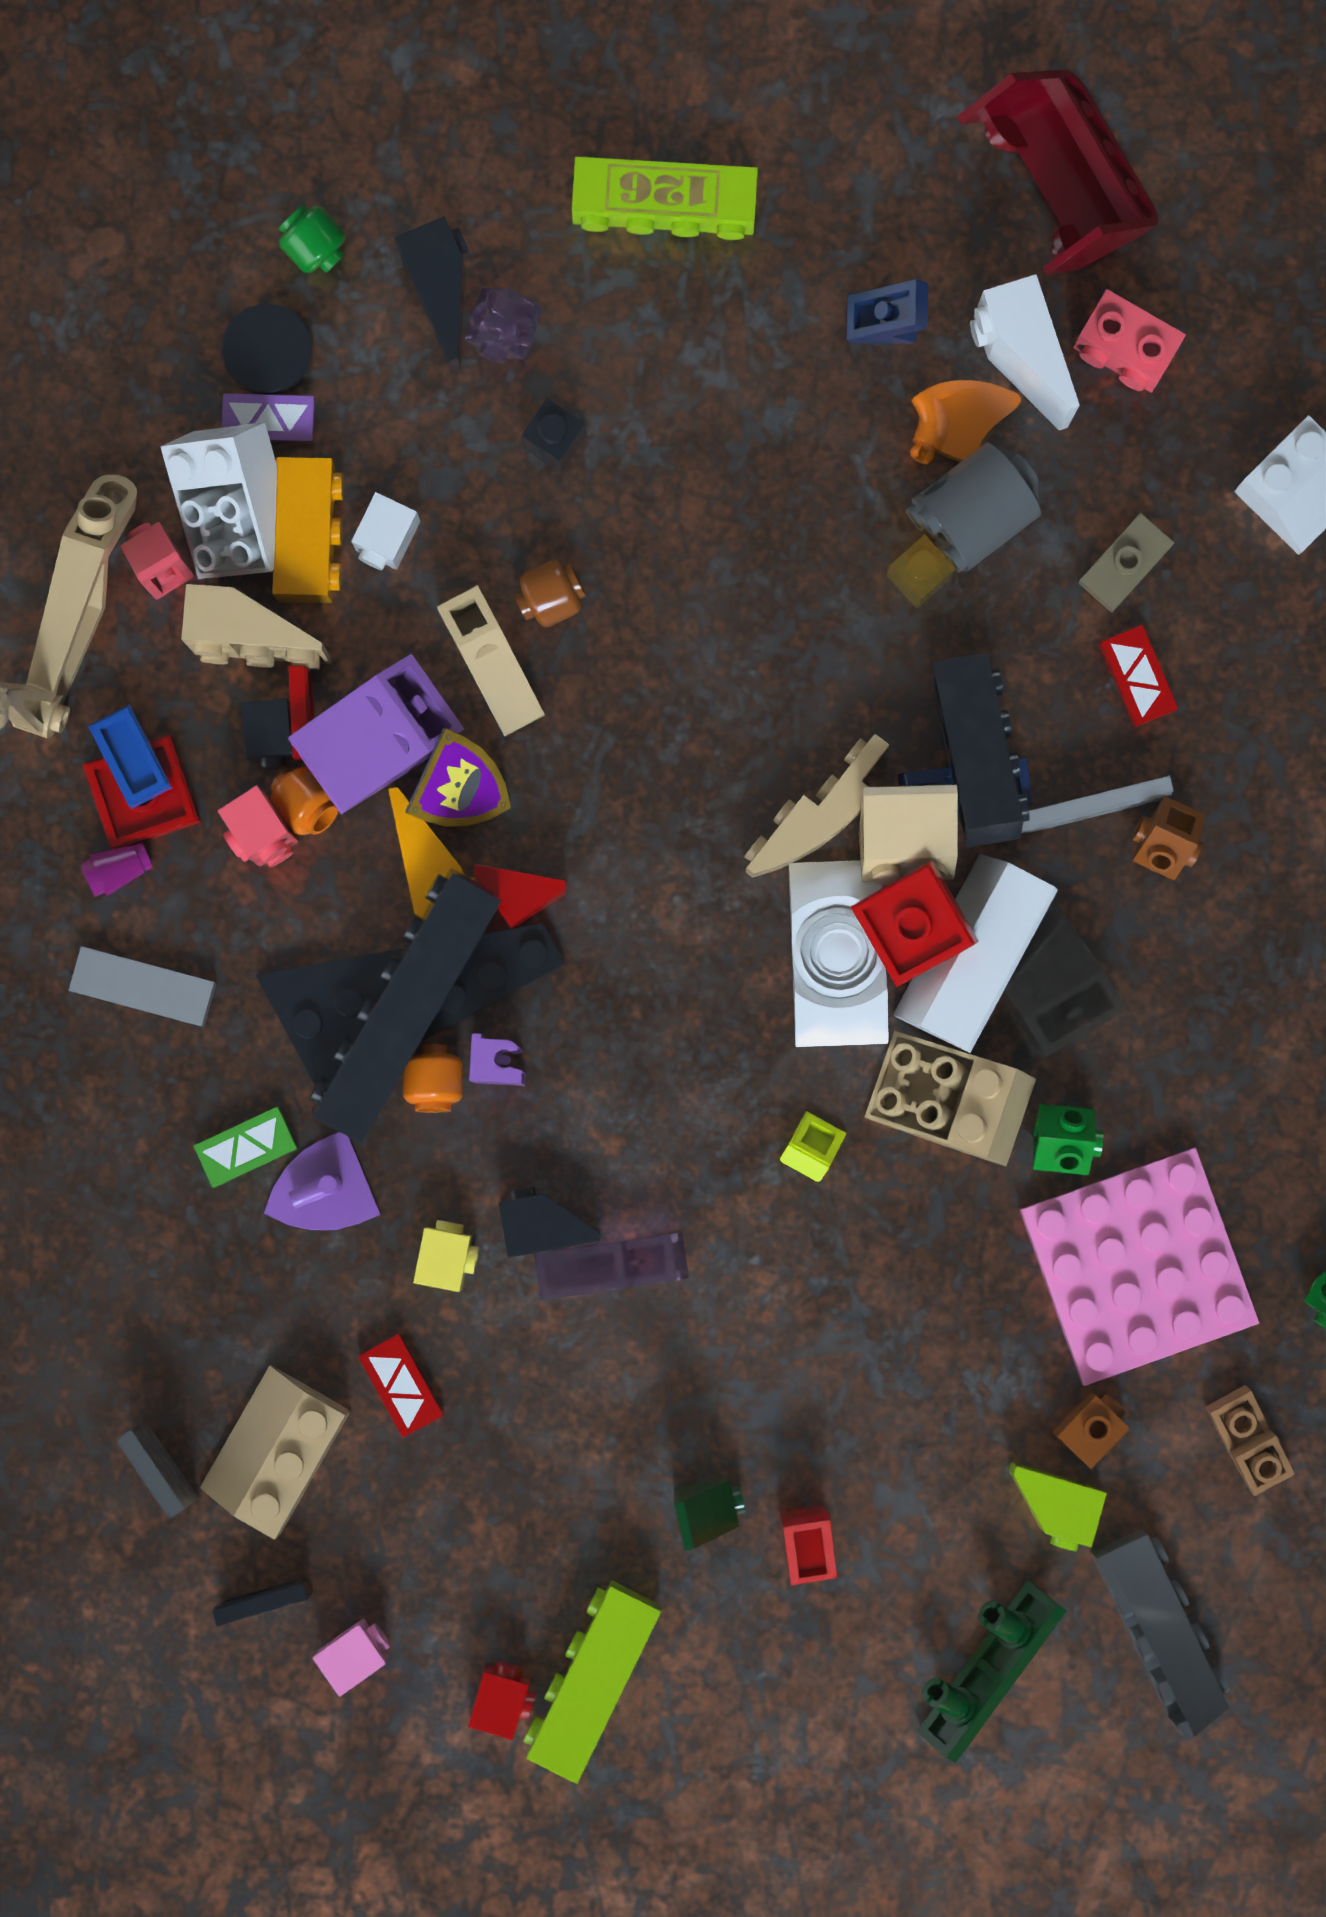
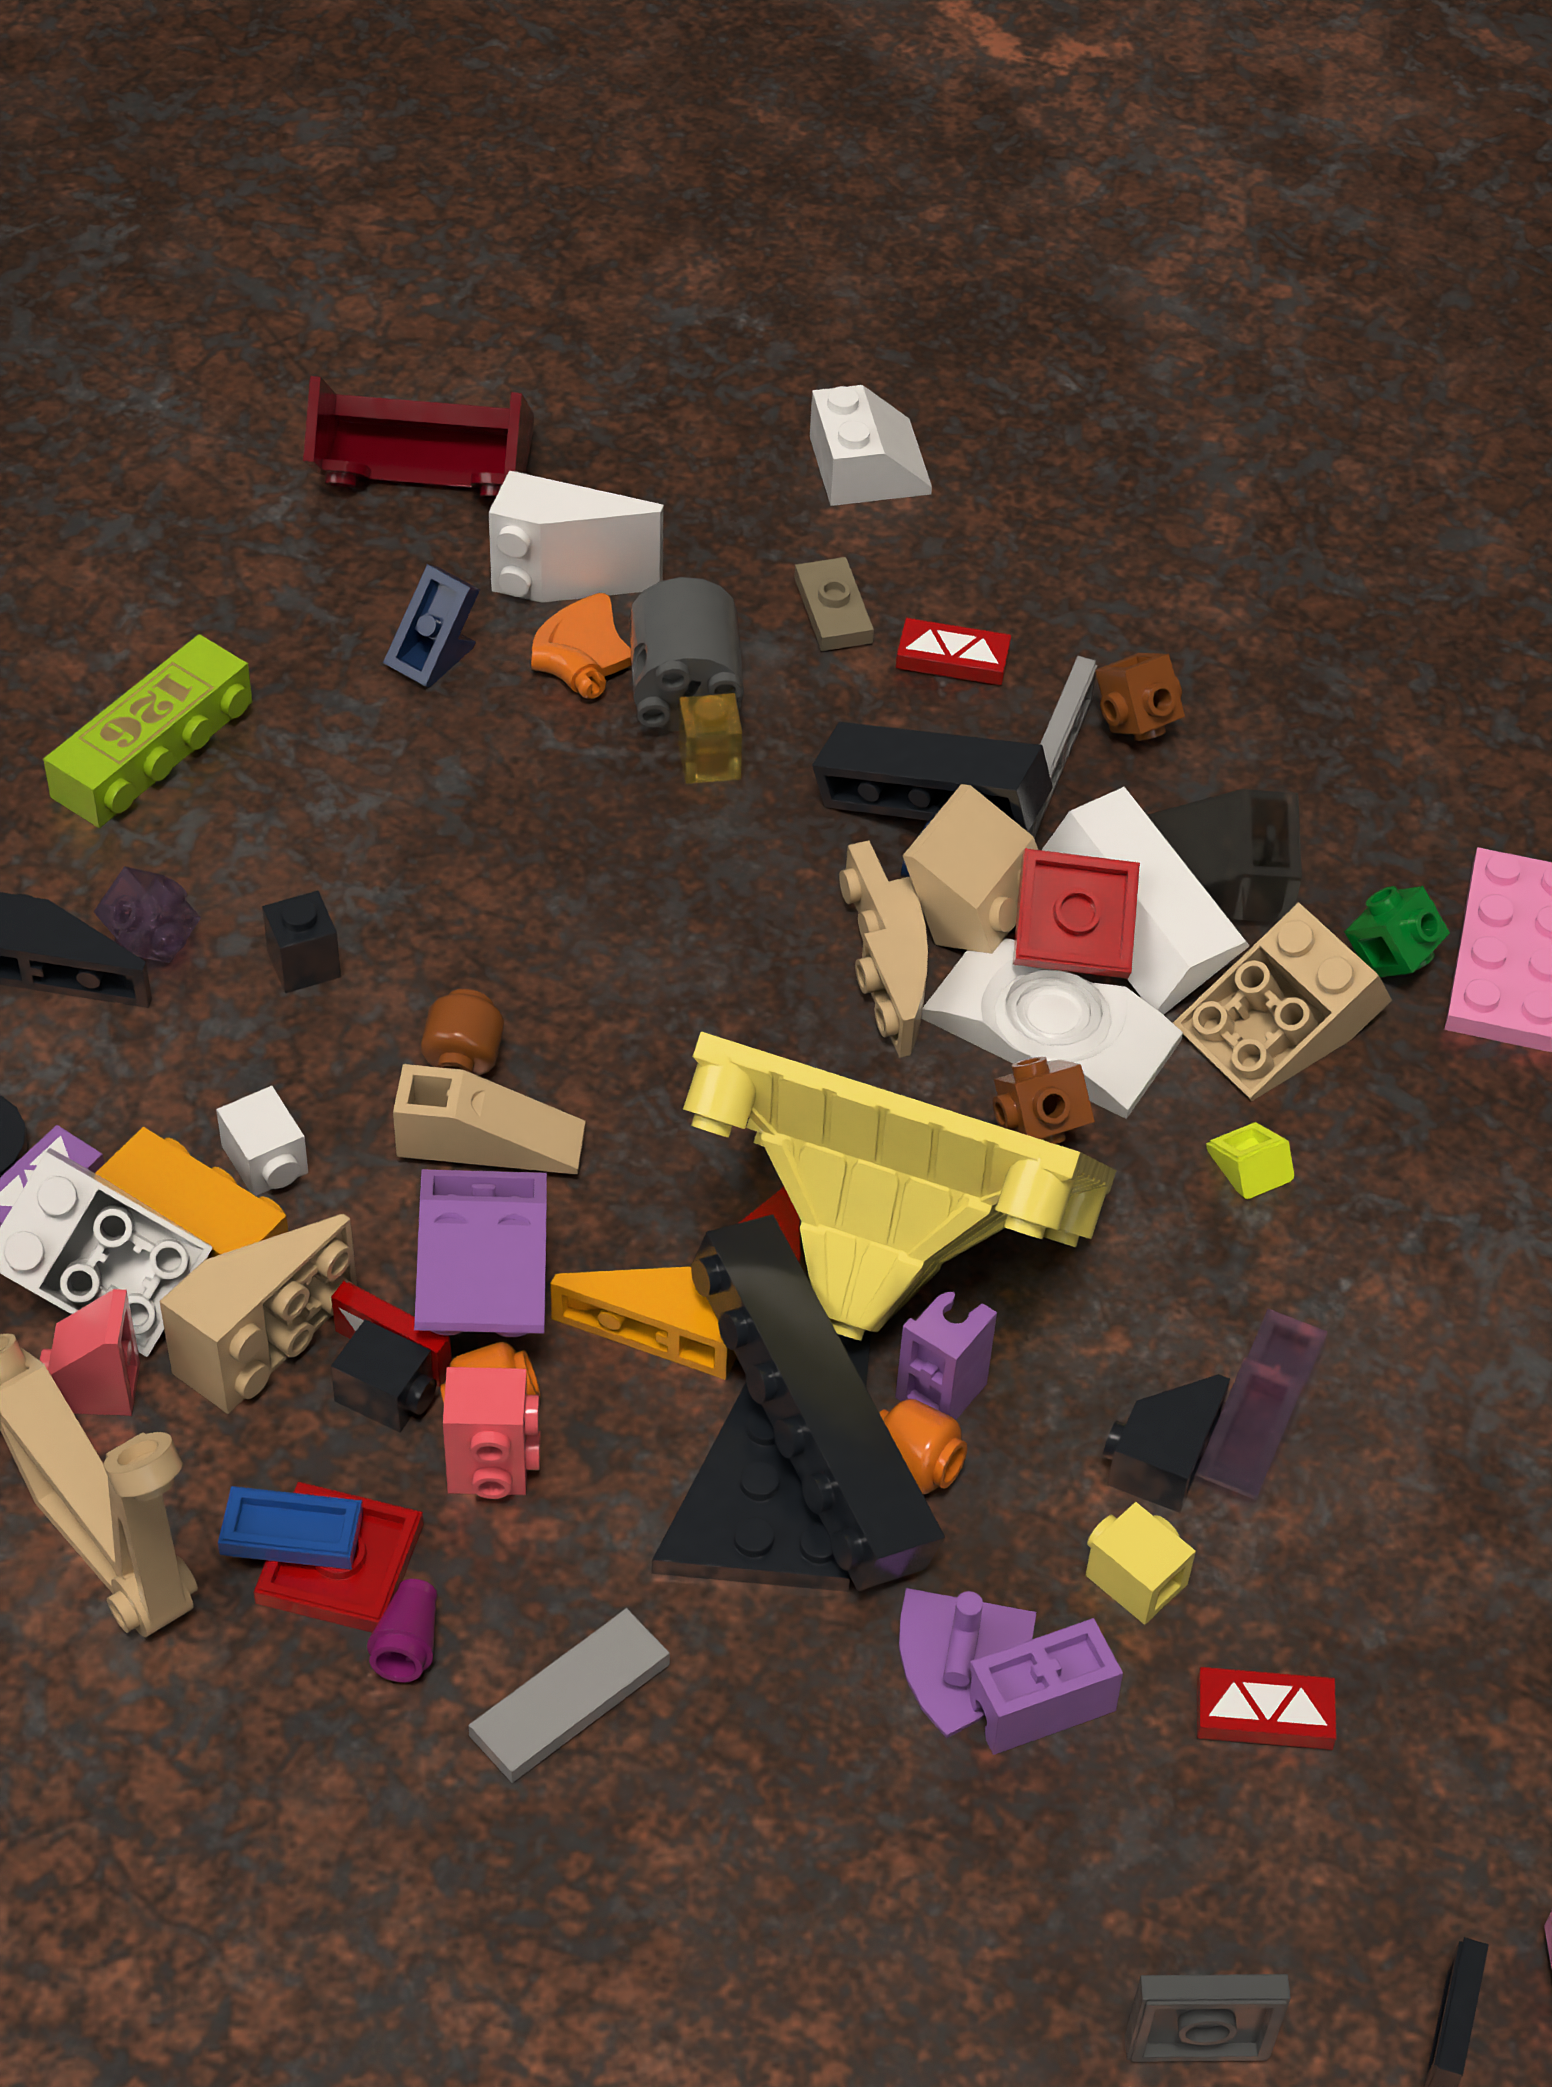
camera: 60 degrees left, 35 degrees down
(245, 1147) = (851, 1701): bright green tile -> none
(274, 1452) = (1266, 1881): tan slope -> none
(318, 1254) = (1045, 1685): none -> medium lavender hinge
(458, 785) = (600, 1222): shield -> none
(589, 953) = (887, 1178): none -> light yellow piece
(749, 993) = (1043, 1099): none -> dark orange brick
(1128, 342) = (633, 470): coral brick -> none

